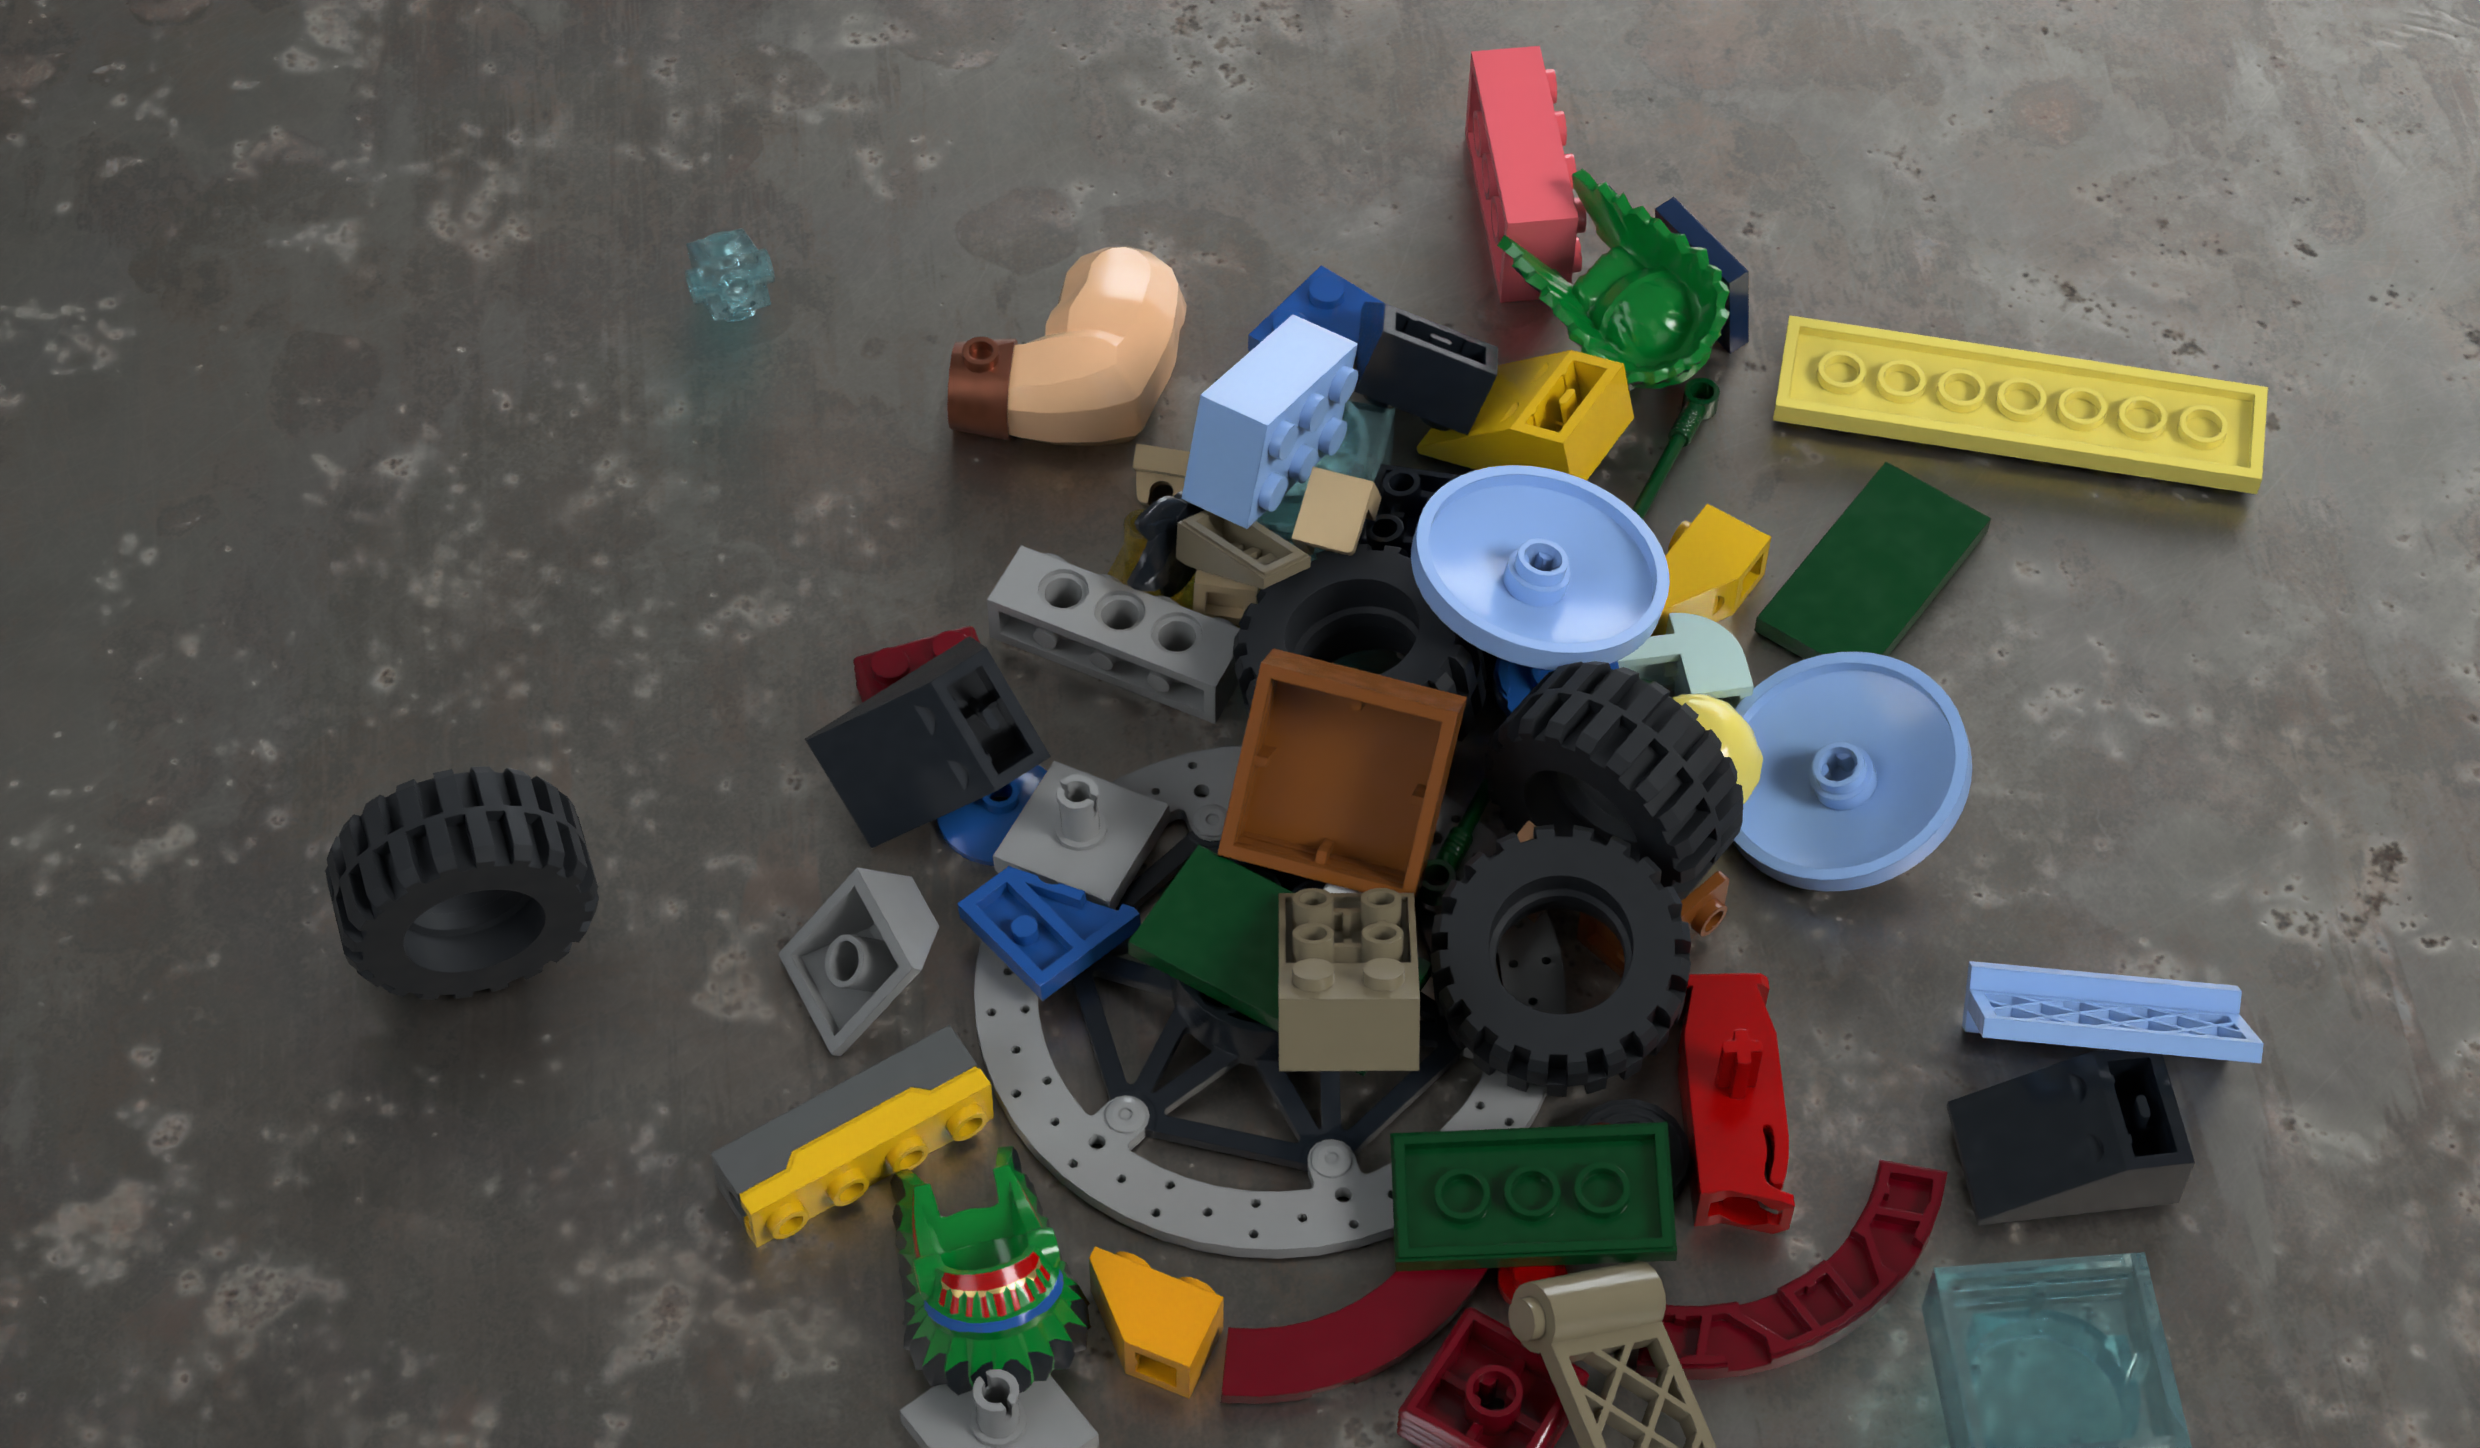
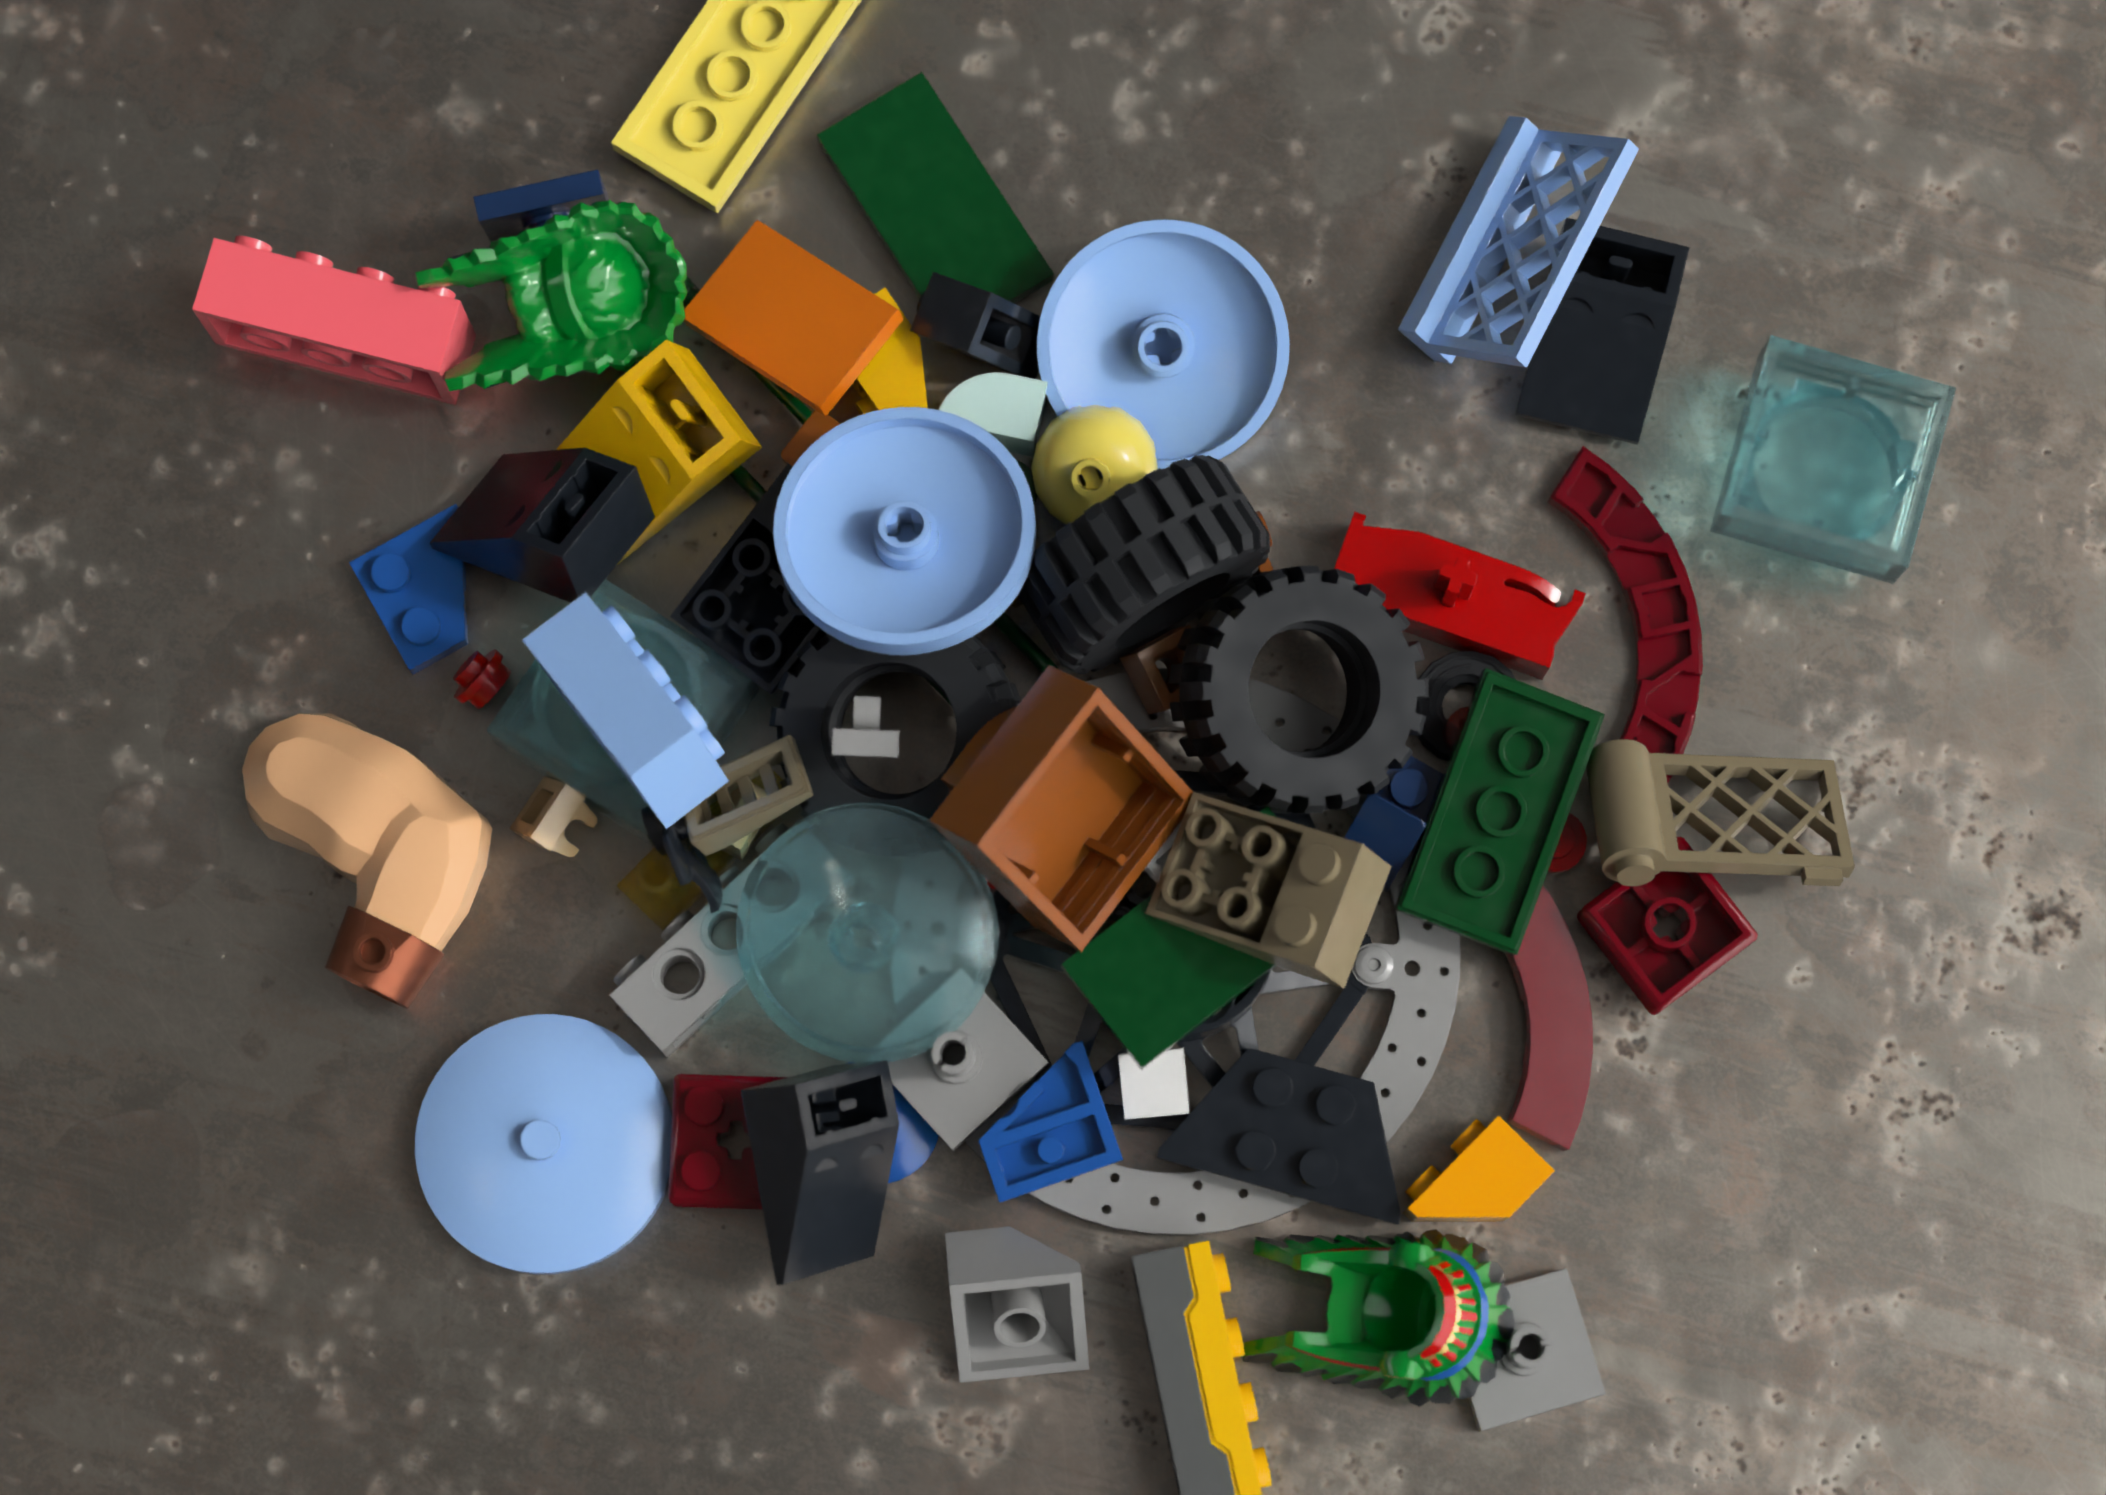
camera: 70 degrees left, 25 degrees up
(729, 275) = (123, 1165): clear light blue brick -> none
(869, 563) = (544, 1144): none -> light blue dish
(1127, 998) = (1156, 1089): none -> white tile
(1128, 1134) = (1292, 1134): none -> black wing
(1155, 693) = (866, 933): none -> clear light blue dish
(1334, 512) = (745, 690): tan panel -> none
(1338, 600) = (866, 737): none -> light grey tile
(1467, 1101) = (1396, 814): none -> dark blue slope
(1703, 476) = (792, 317): none -> orange tile
(1775, 613) = (978, 325): none -> black slope

